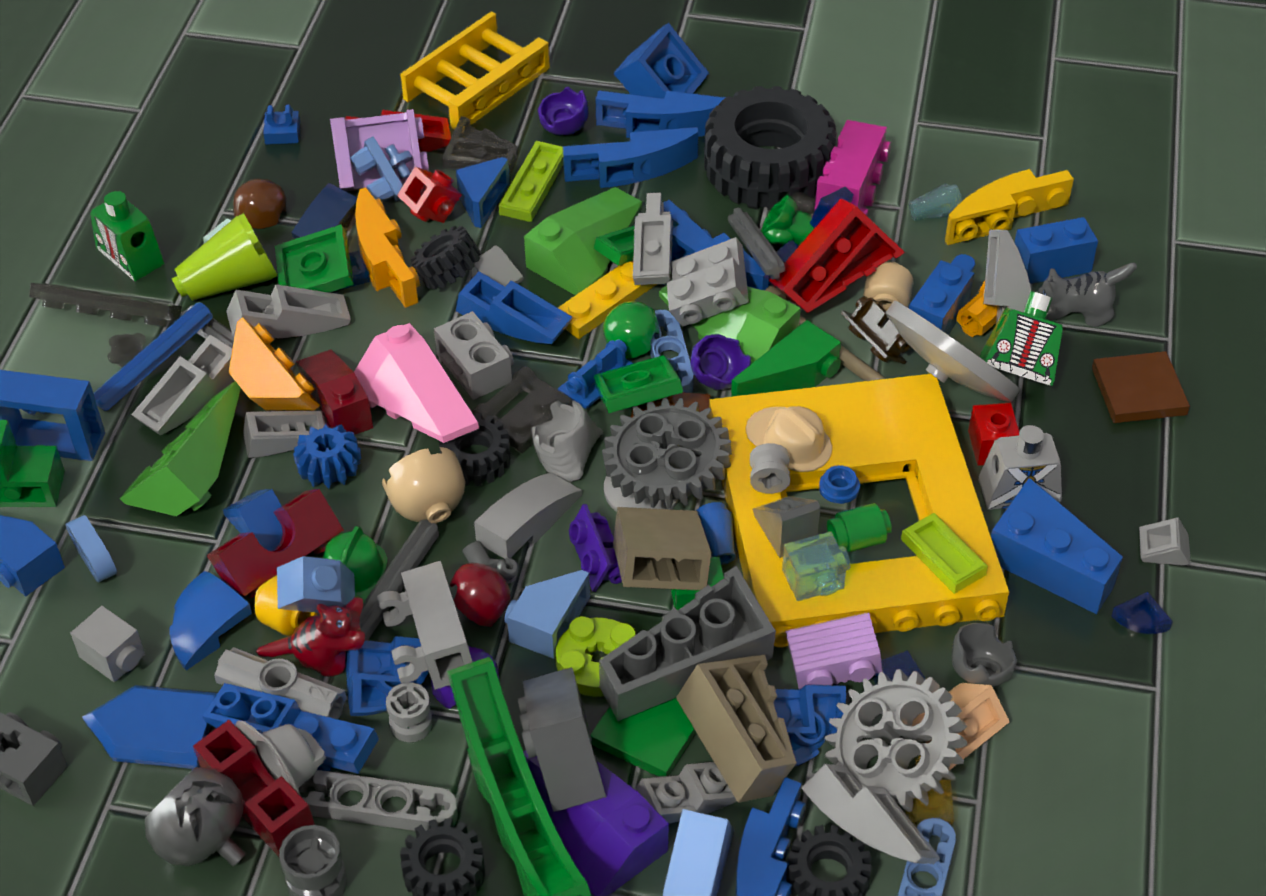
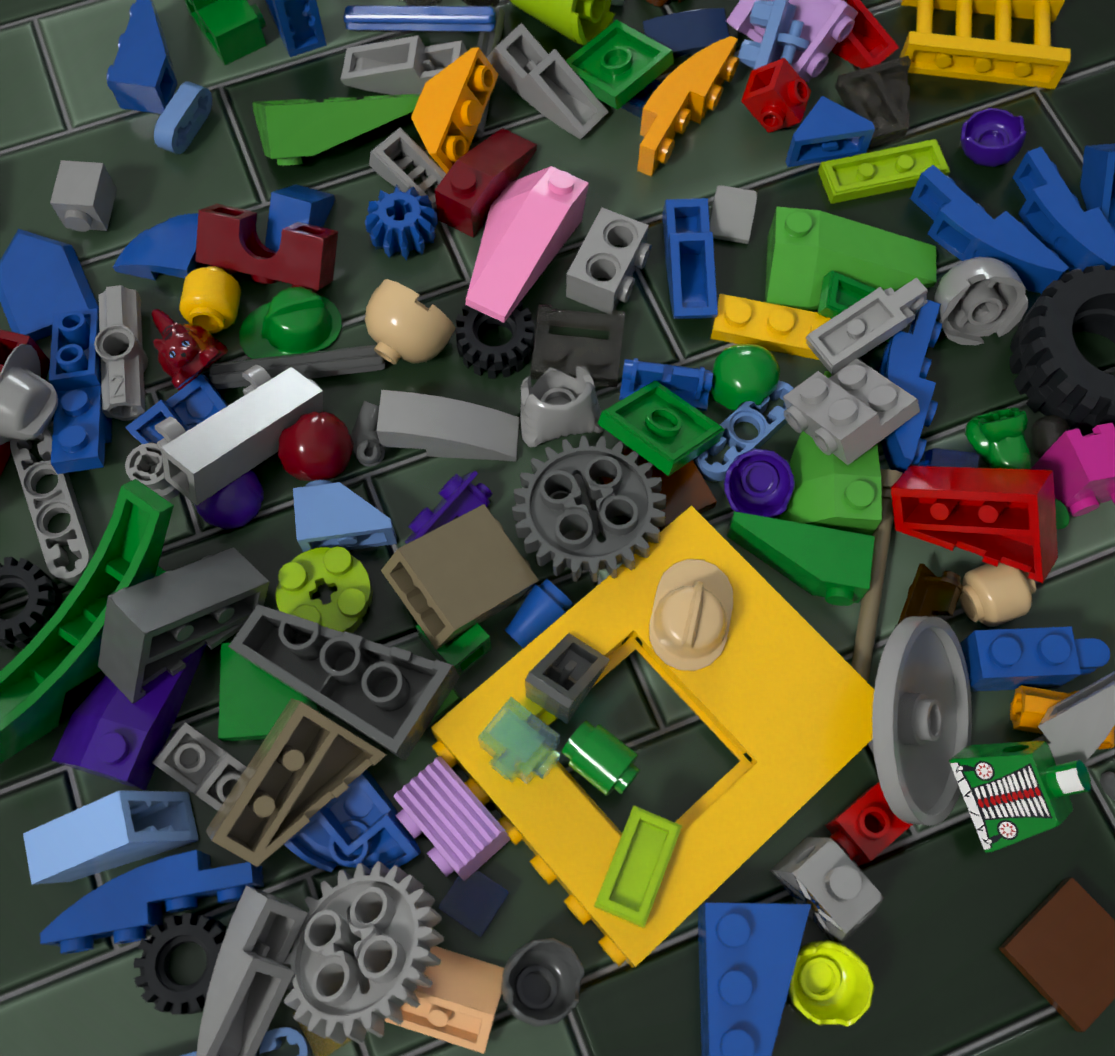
camera: 55 degrees right, 20 degrees up
(313, 582) = (217, 314): medium blue slope -> none
(445, 257) = (705, 160): black tyre -> none
(681, 179) = (980, 300): none -> light grey cylinder
(756, 243) = (947, 424): dark grey axle -> none
(769, 468) = (623, 620): light grey wheel -> none
(827, 203) = (1064, 470): clear blue tile -> none
(839, 484) = (665, 693): blue plate -> none
(1087, 499) = (831, 984): none -> neon yellow hair

